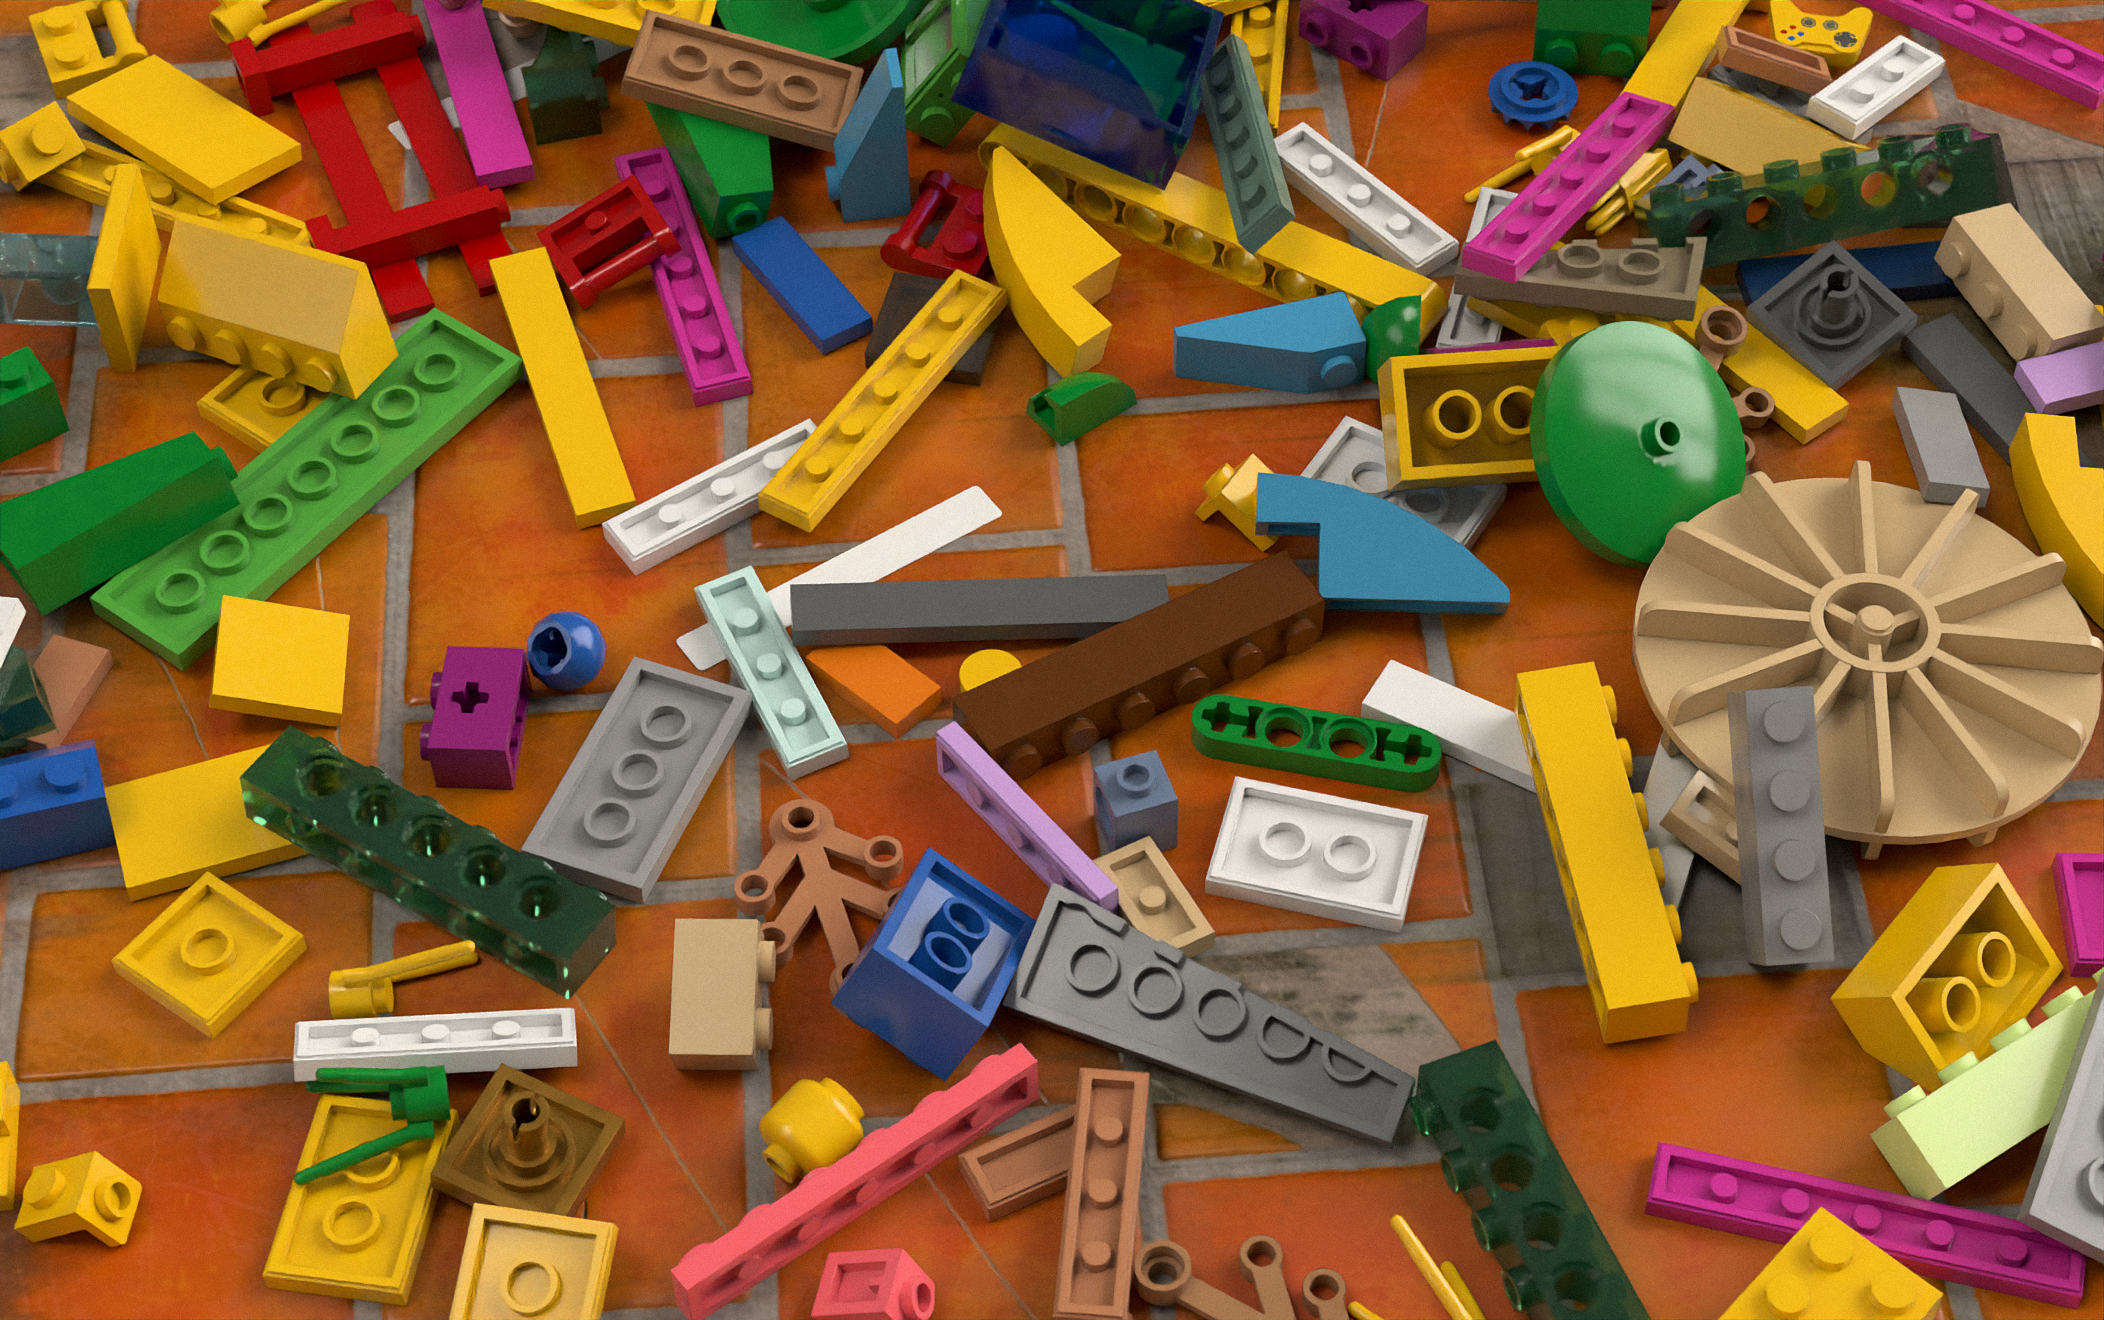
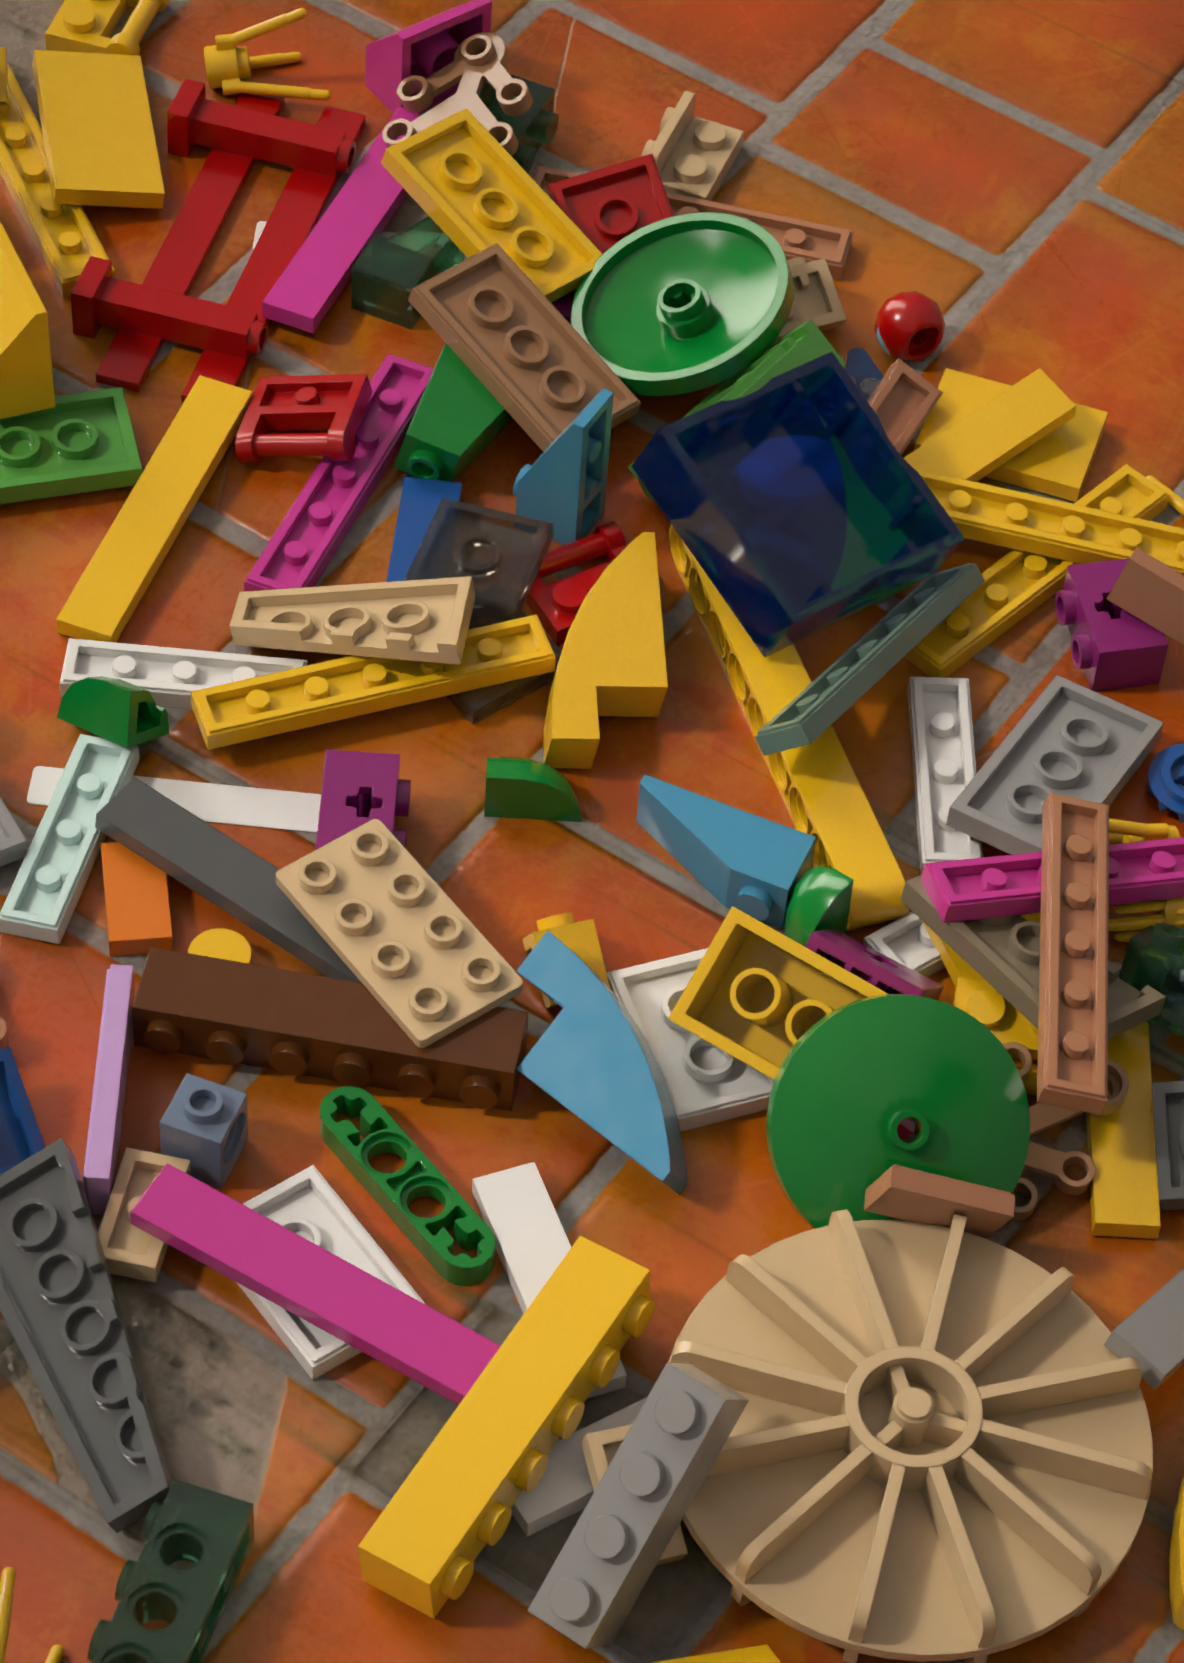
camera: 35 degrees right, 0 degrees up
(708, 550) = (114, 711): none -> green brick
(841, 349) = (379, 620): none -> tan wing
(867, 258) = (492, 547): none -> clear smoke tile
(989, 504) = (359, 790): none -> magenta brick
(1128, 557) = (399, 933): none -> tan bracket
(1351, 855) = (313, 1283): none -> dark pink tile
(1444, 144) = (1063, 745): none -> light grey plate
(1632, 243) = (1073, 955): none -> nougat tile
(1723, 474) = (935, 1199): none -> nougat tile

